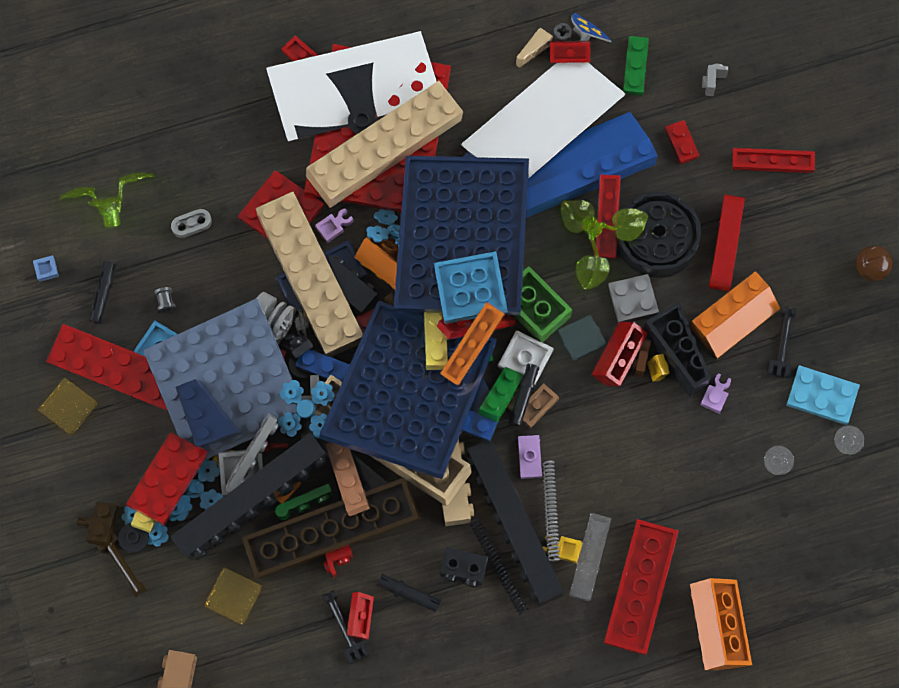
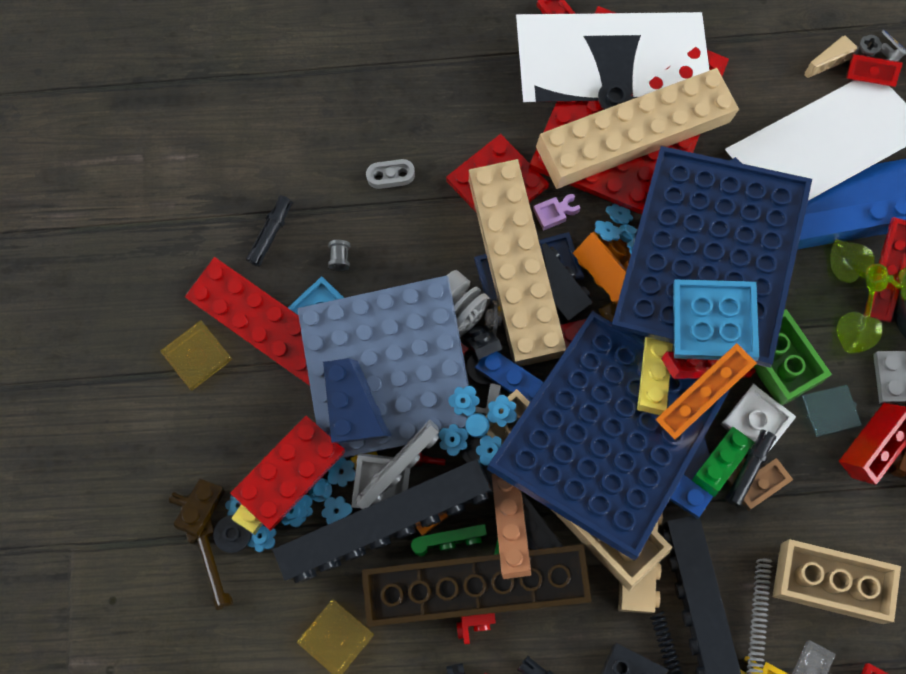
camera: 15 degrees right, 0 degrees up
(46, 268) = (212, 189): medium blue plate -> none
(107, 205) = (299, 140): clear neon green plant -> none
(530, 457) = (741, 547): lavender plate -> none
(602, 465) = (837, 581): none -> tan brick

